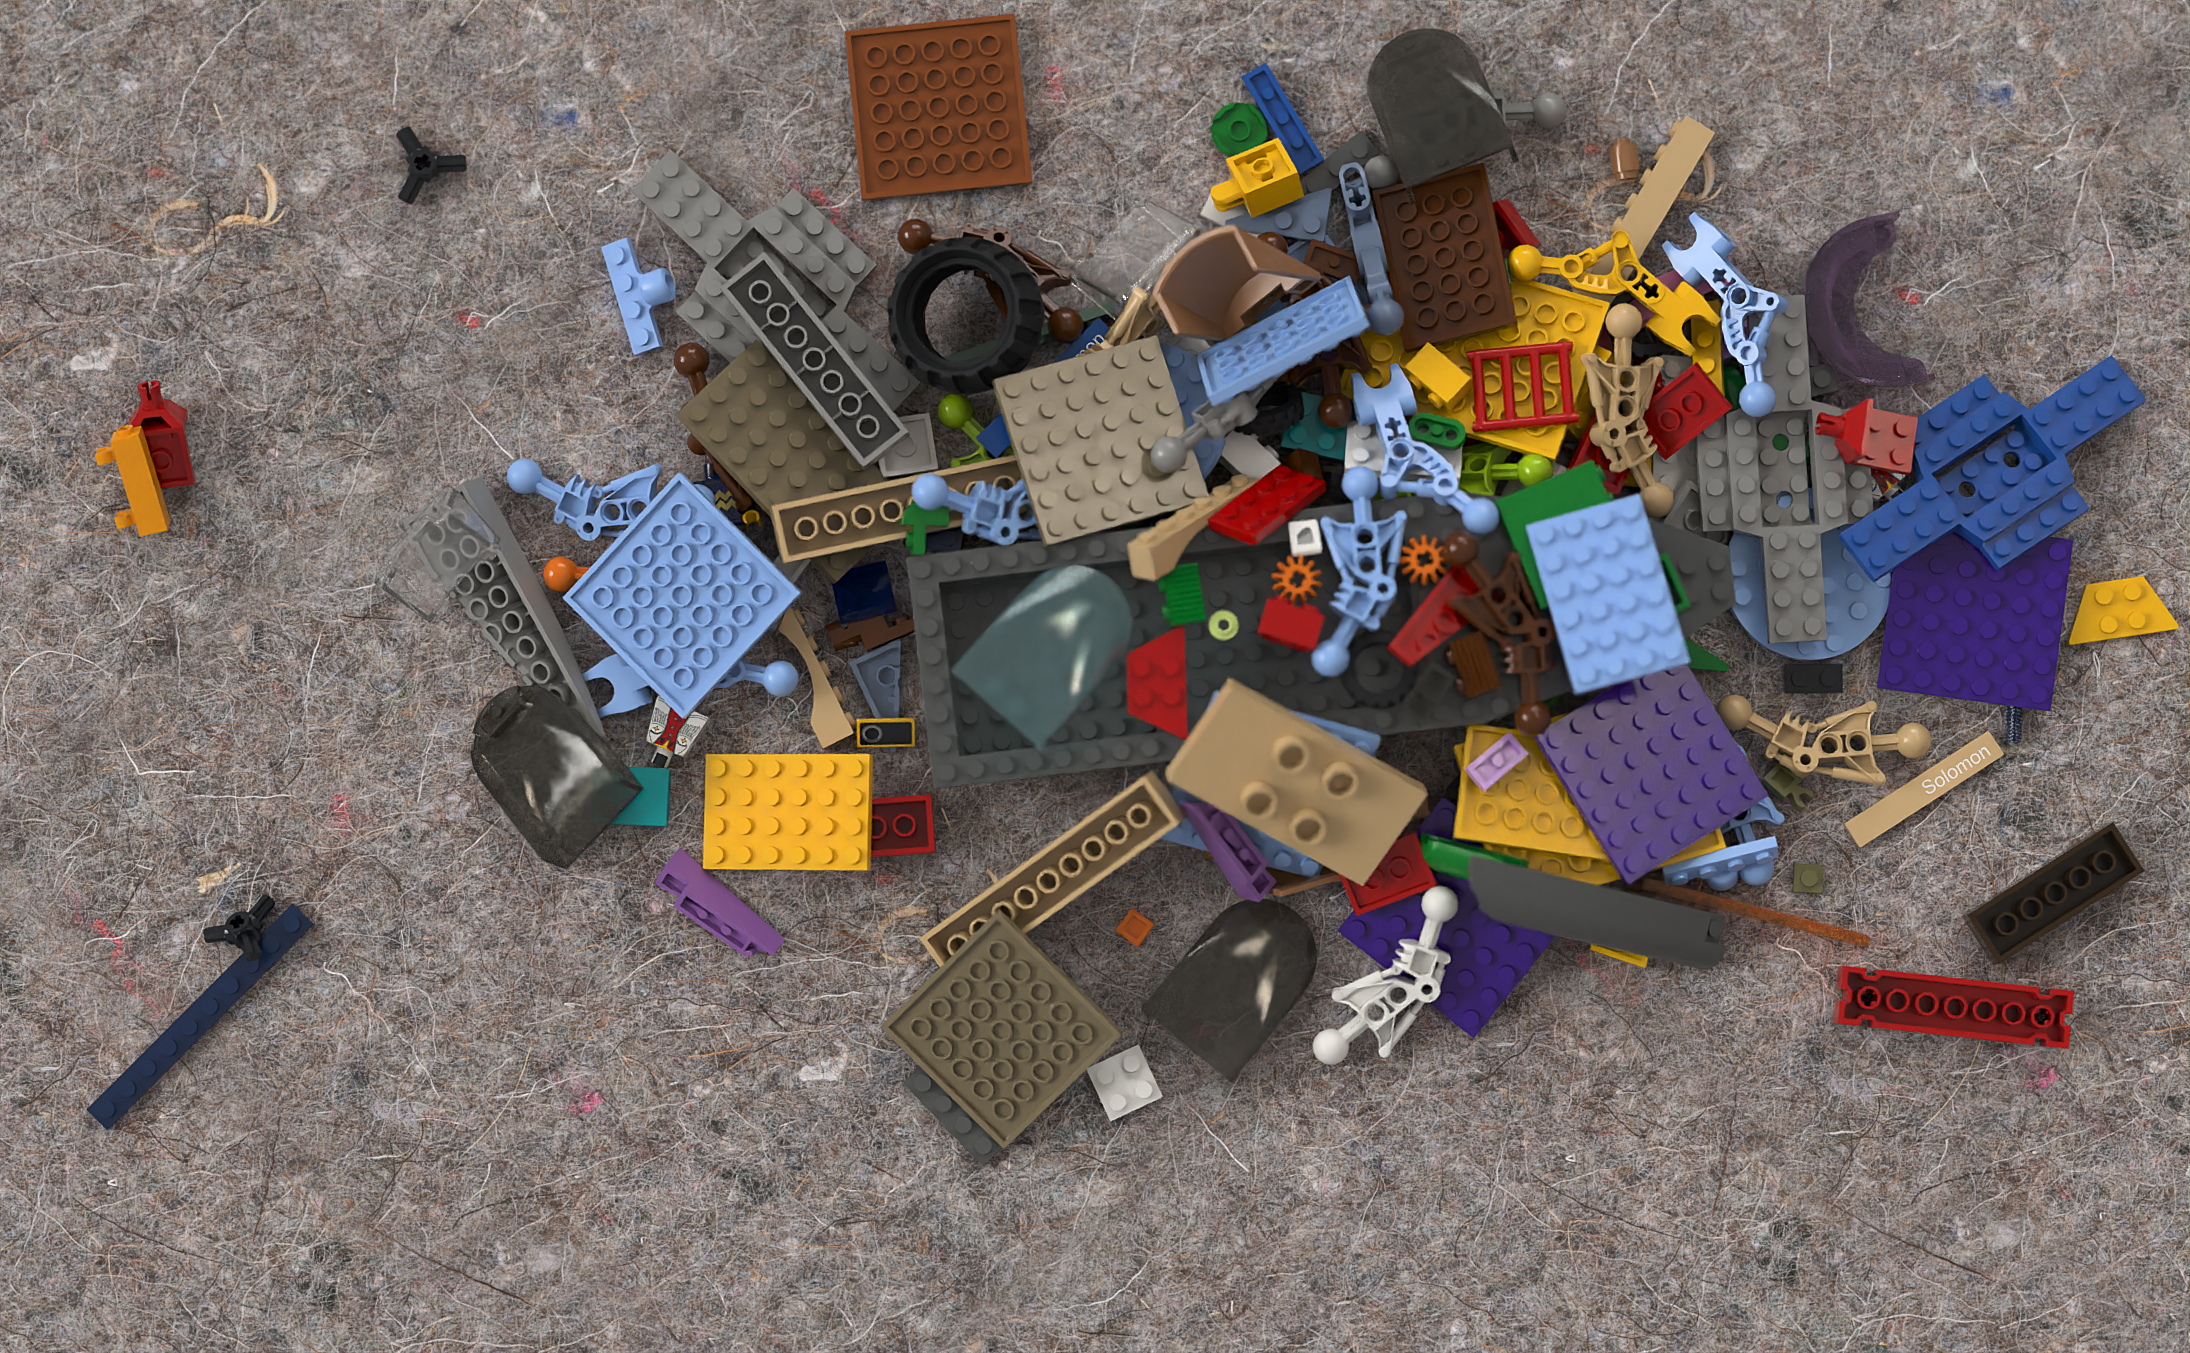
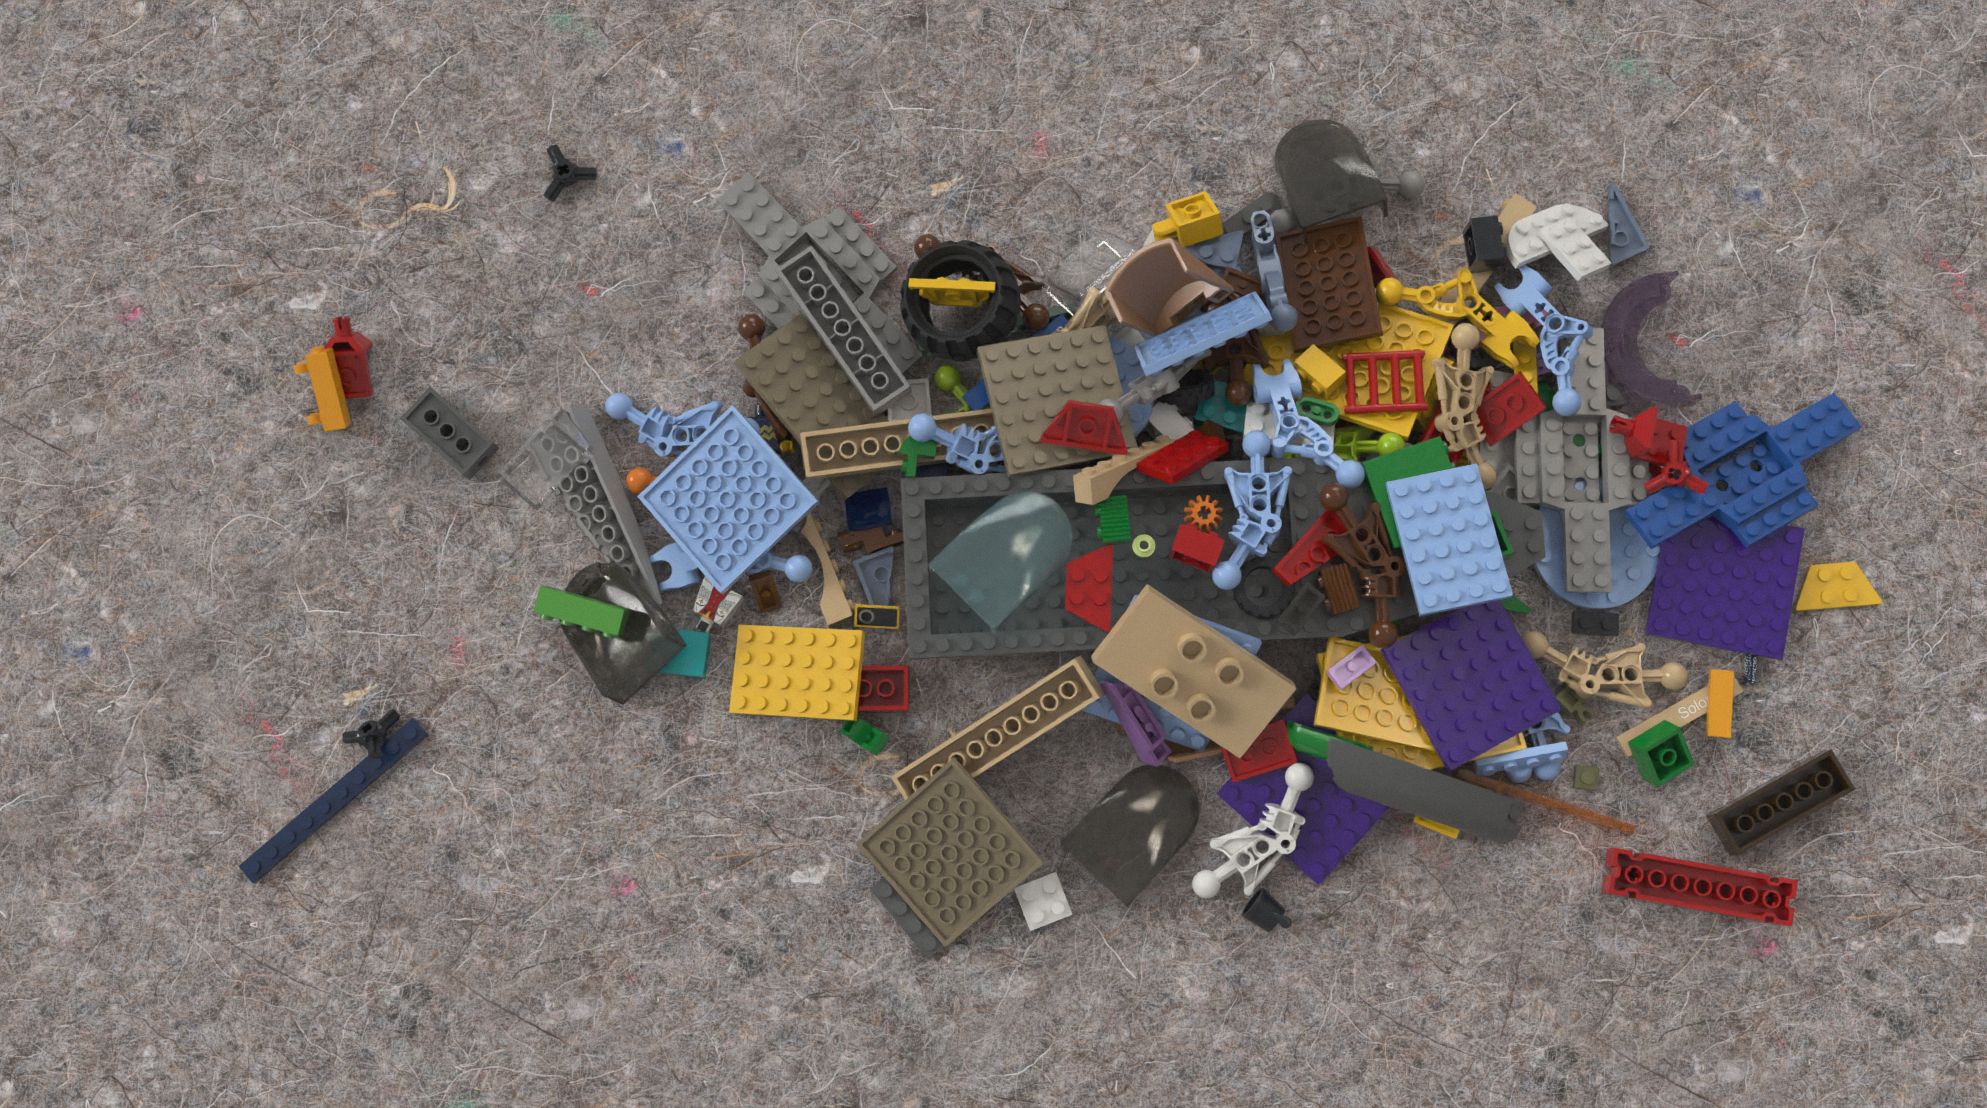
camera: 10 degrees right, 5 degrees down
(306, 547) = (419, 419): none -> dark grey brick
(502, 751) = (582, 611): none -> bright green brick
(637, 294) = (716, 277): light blue plate -> none
(716, 907) = (736, 742): medium lavender wedge -> none
(738, 709) = (765, 591): none -> reddish brown plate
(882, 888) = (865, 735): none -> green brick
(938, 107) = (951, 155): dark orange plate -> none
(948, 308) = (953, 292): none -> yellow wing
(1134, 927) = (1059, 780): orange tile -> none
(1140, 478) = (1086, 427): none -> red wing
(1238, 128) = (1175, 183): green tile -> none
(1282, 118) = (1209, 177): blue plate -> none
(1304, 538) = (1211, 482): white slope -> none
(1407, 1076) = (1265, 911): none -> black hat
(1420, 550) = (1300, 497): orange gear -> none
(1624, 159) = (1461, 220): medium nougat brick -> none
(1645, 191) = (1484, 244): none -> black brick
(1749, 169) = (1563, 232): none -> white plate
(1833, 160) = (1624, 233): none -> sand blue wing
(1899, 841) = (1661, 753): none -> green brick
(1902, 469) = (1676, 462): none -> red bush
(1973, 772) = (1719, 703): none -> light orange tile

